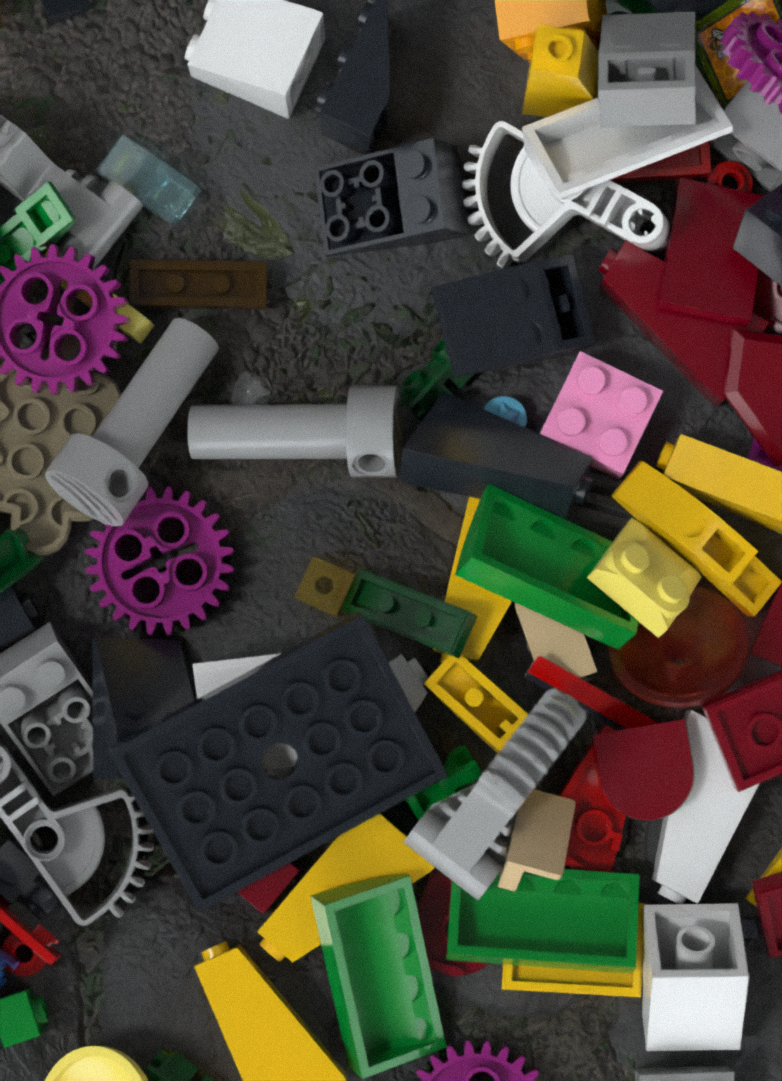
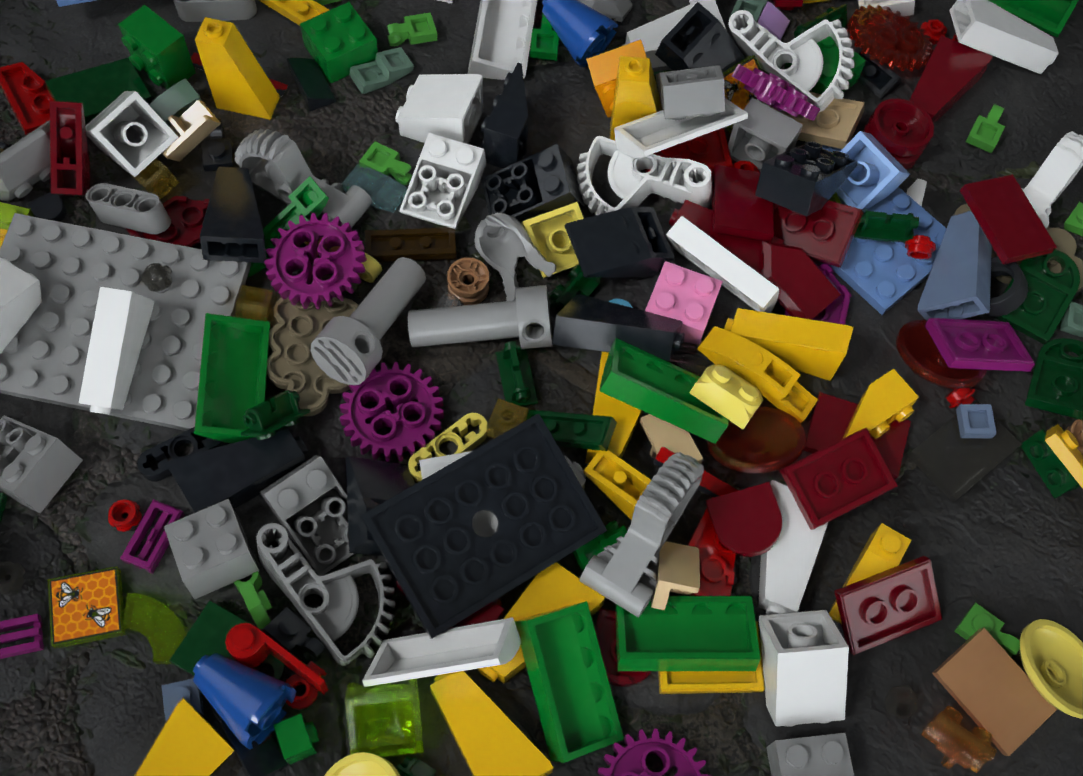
camera: 10 degrees left, 20 degrees down
(132, 1003) = (384, 719): none -> clear neon green brick
(163, 133) = (387, 162): none -> bright green plate
(223, 940) = (449, 652): none -> white slope
(253, 185) = (444, 181): none -> white slope
(273, 608) = (461, 426): none -> light yellow beam
(289, 336) = (472, 271): none -> medium nougat wheel
(336, 297) = (501, 243): none -> light grey hair
(343, 515) = (516, 375): none -> dark green hinge
(405, 293) = (551, 237): none -> light yellow slope
(662, 370) = (723, 265): none -> white slope

